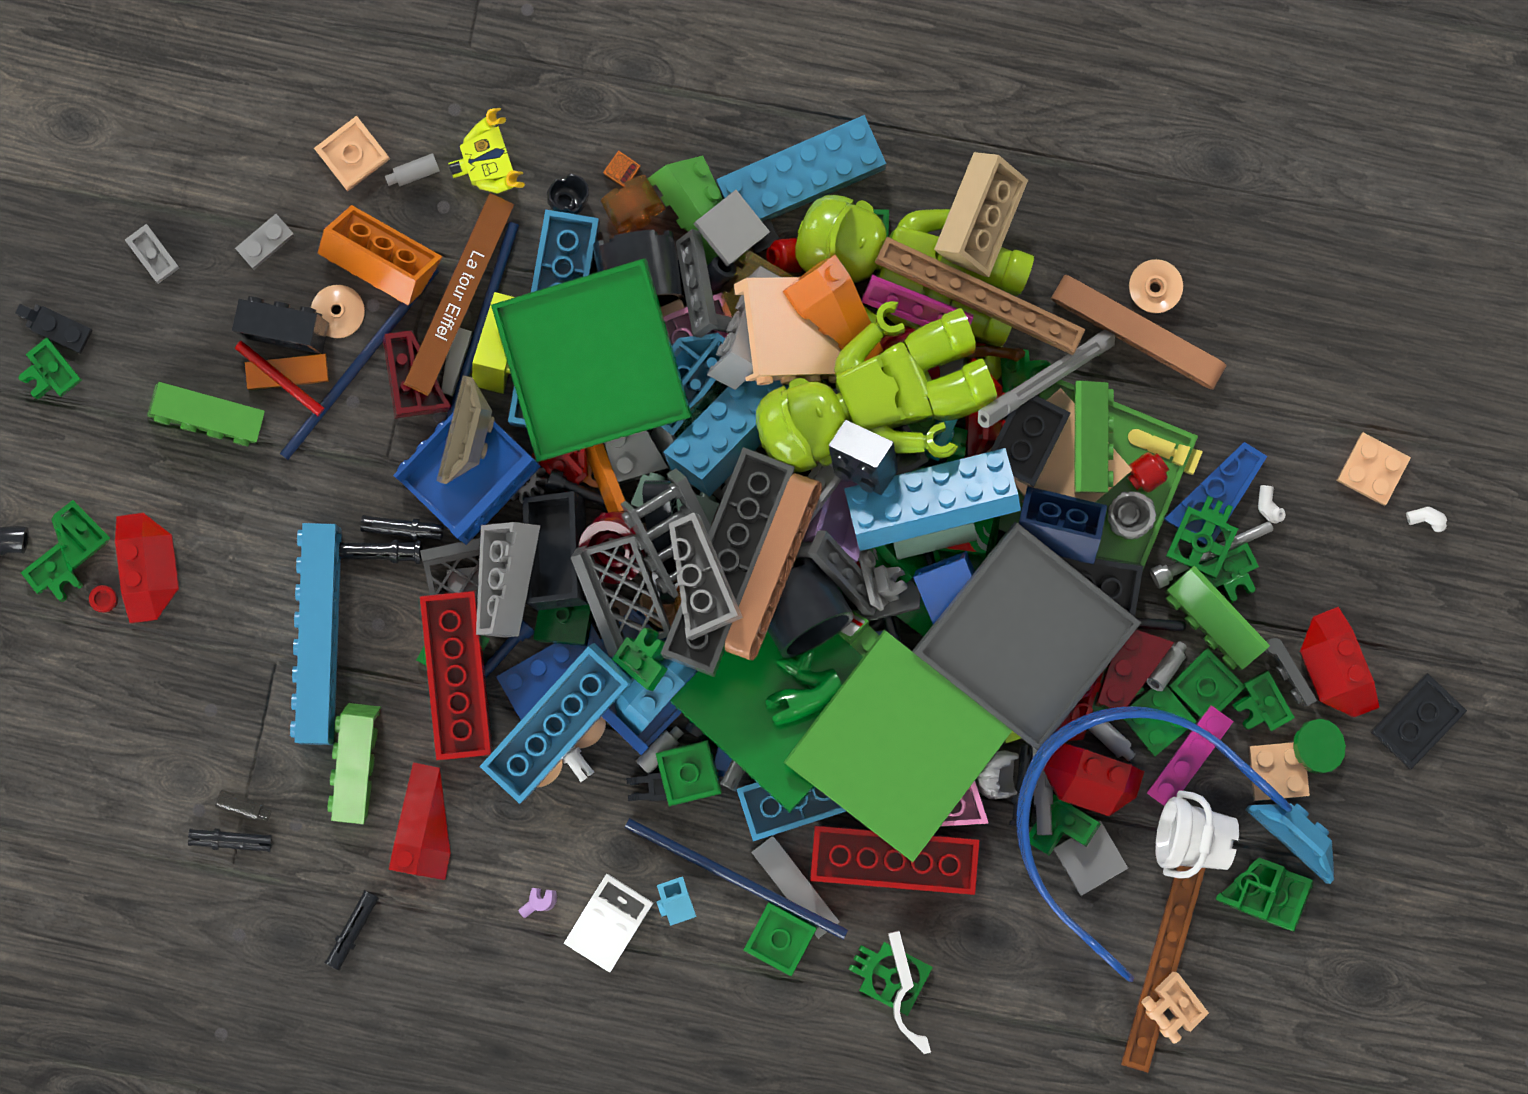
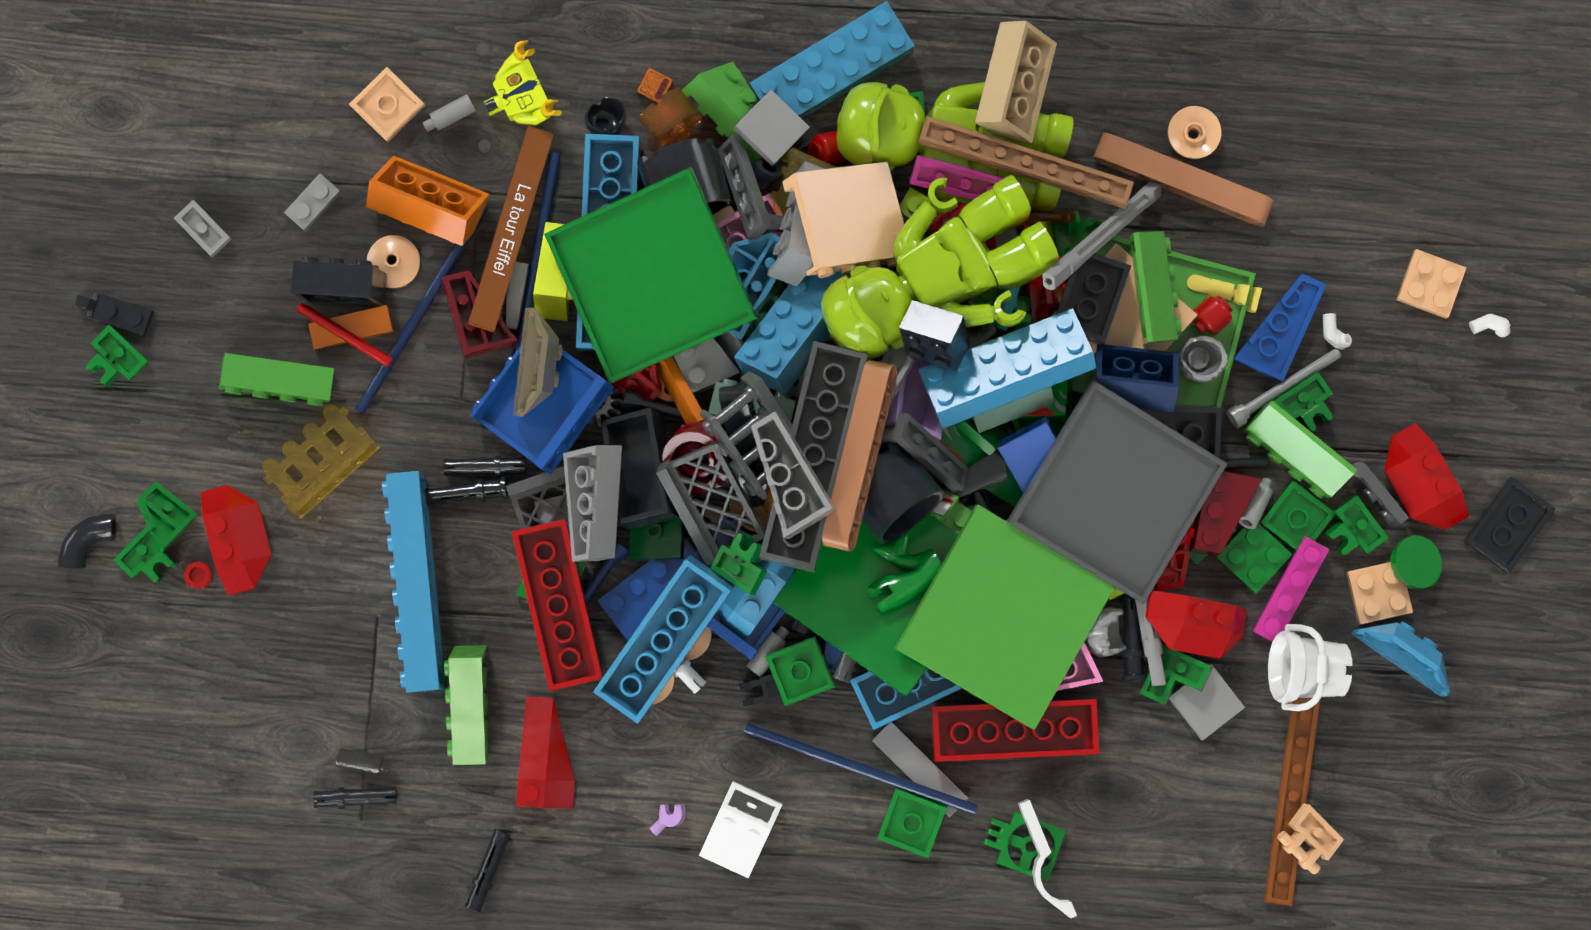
camera: 10 degrees left, 0 degrees up
(236, 522) = (341, 465): none -> clear yellow fence
(675, 901) = (804, 799): medium azure brick -> none
(831, 302) = (880, 186): orange wedge -> none
(867, 563) = (957, 456): light grey piece -> none
(887, 583) = (971, 456): light grey tile -> none
(1063, 735) = (1166, 586): blue piece -> none
(1113, 740) = (1210, 581): light grey cylinder -> none
(1212, 519) = (1281, 353): green piece -> none
(1269, 894) = (1386, 714): green slope -> none

